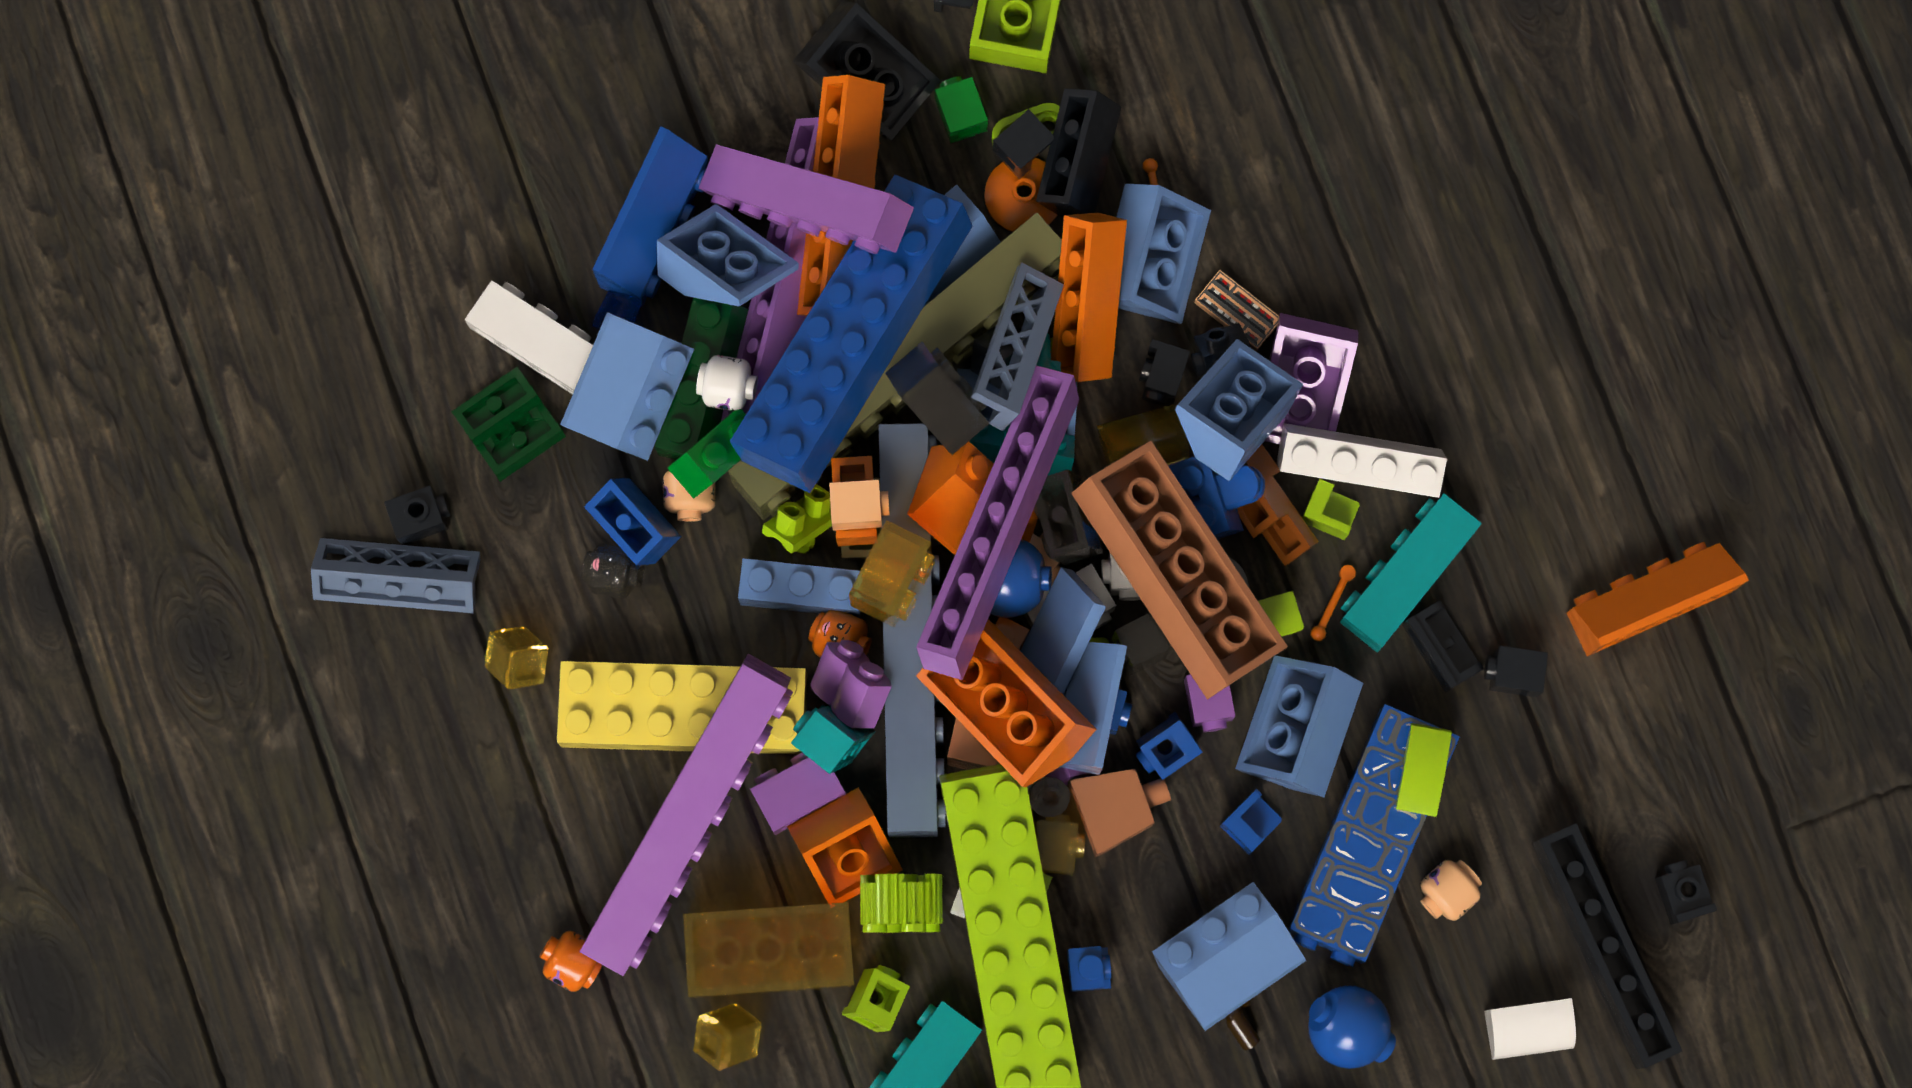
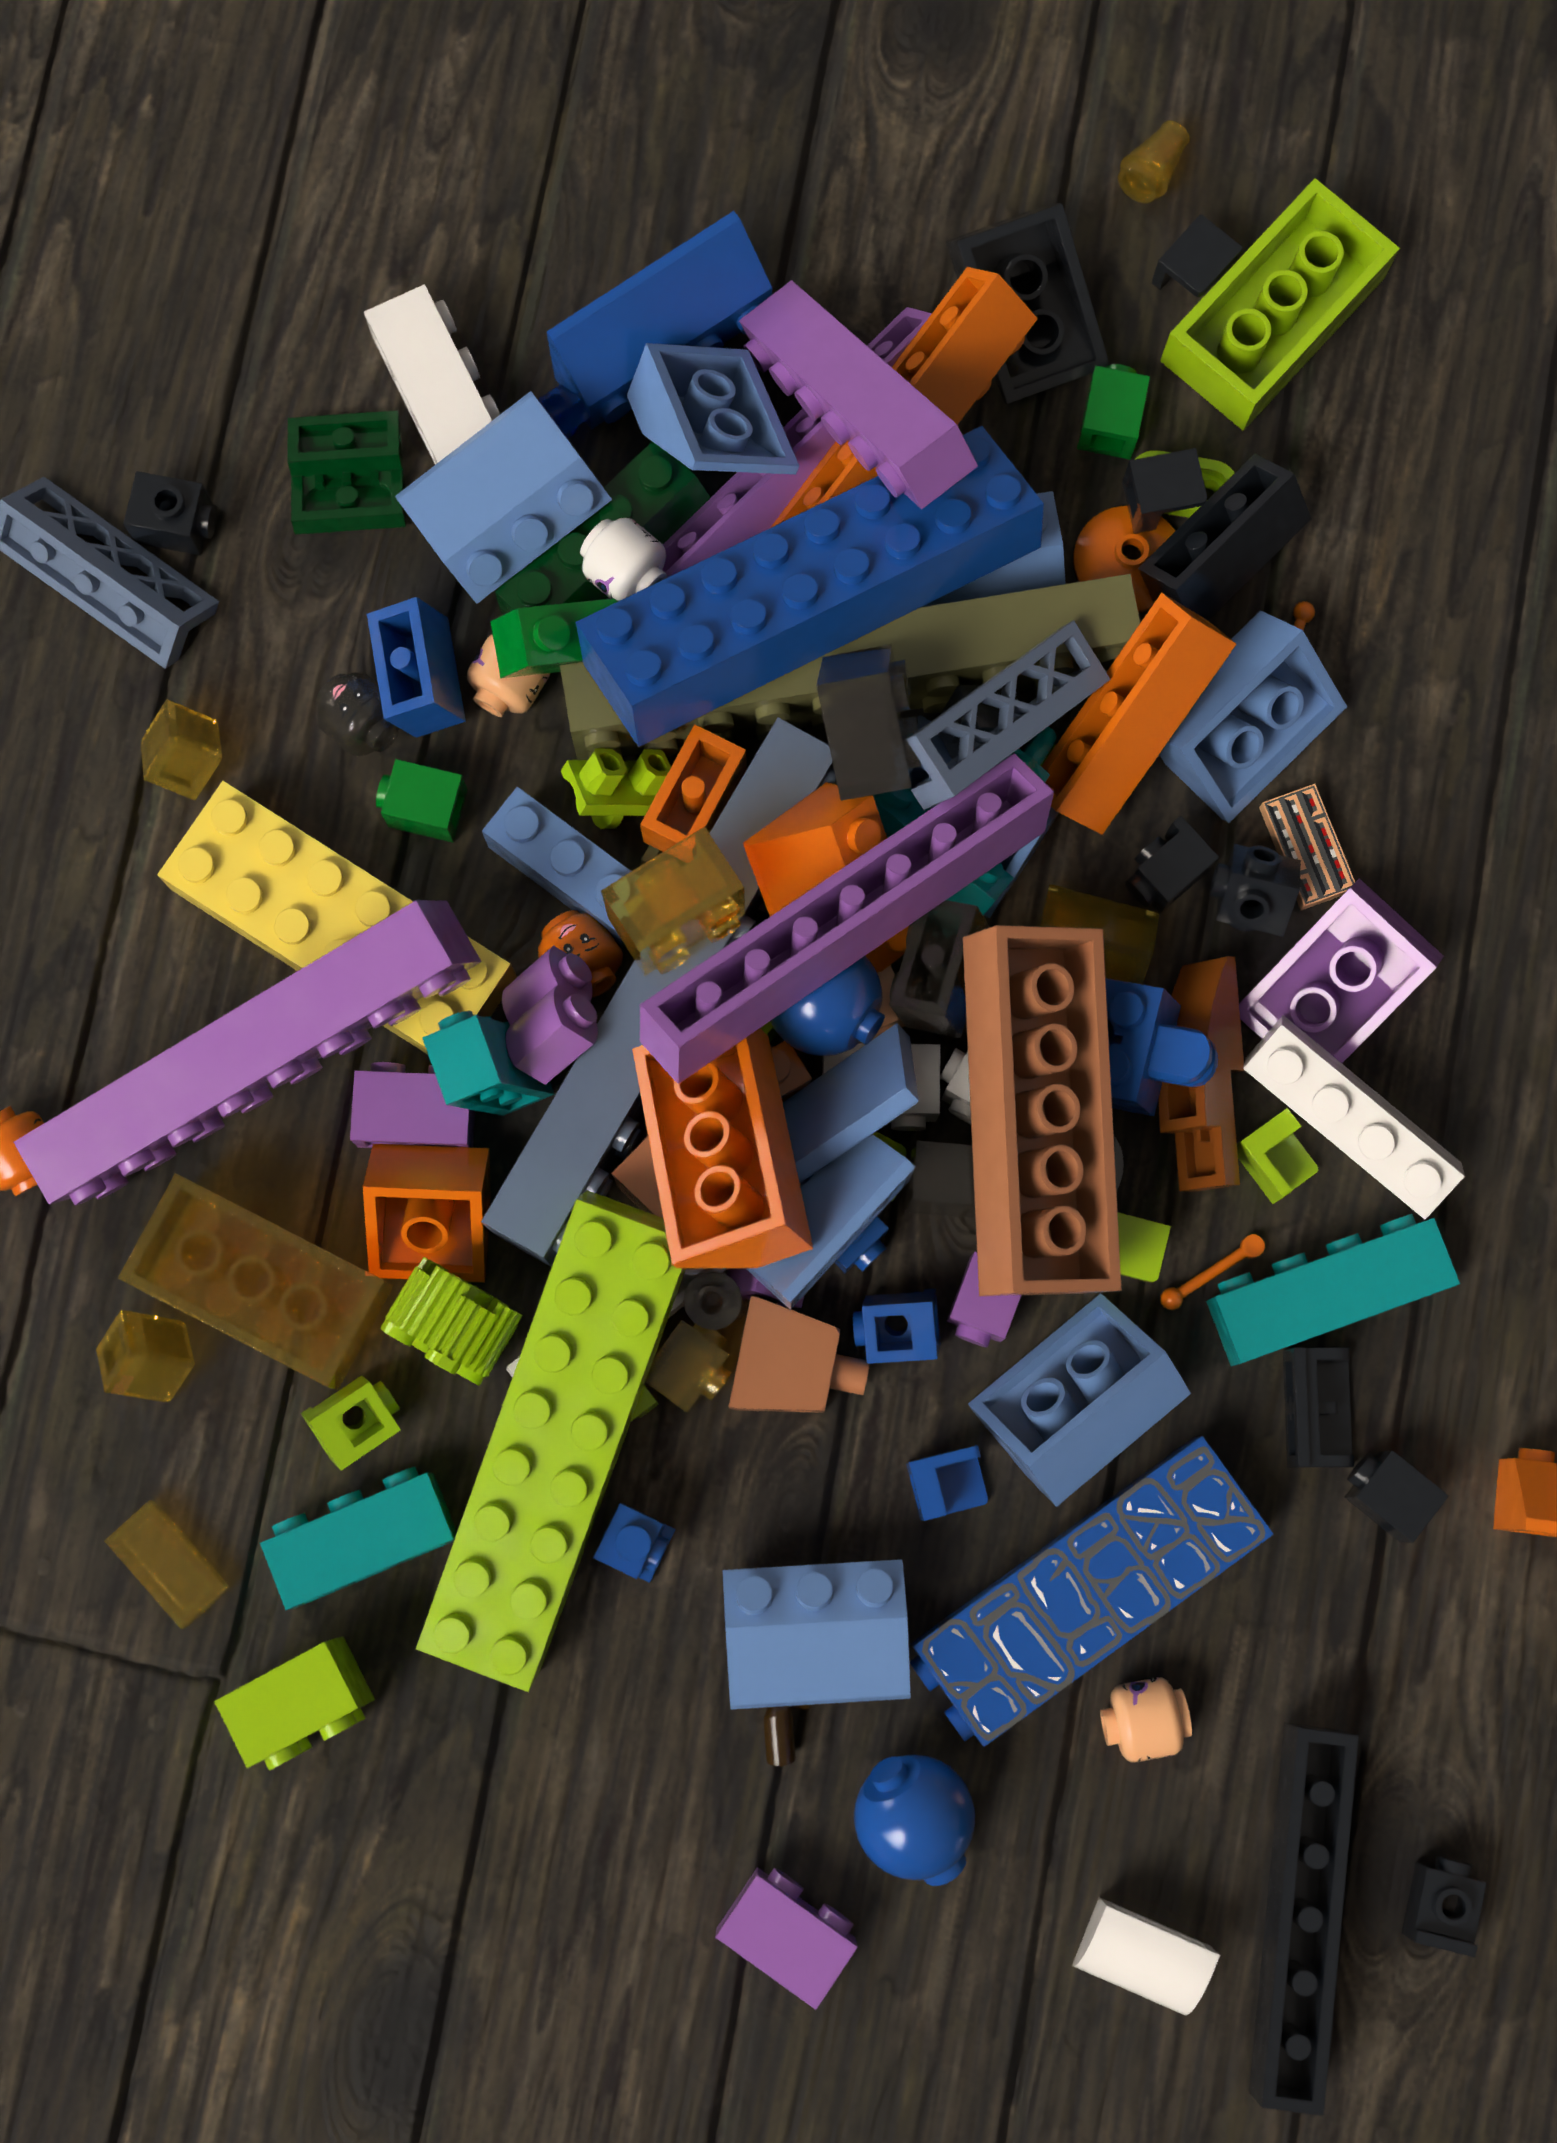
camera: 30 degrees right, 0 degrees up
(684, 600) = (422, 800): none -> green brick
(858, 504) = (687, 793): light nougat brick -> none
(1235, 408) = (1233, 956): medium blue slope -> none
(1423, 769) = (1202, 1549): lime slope -> none

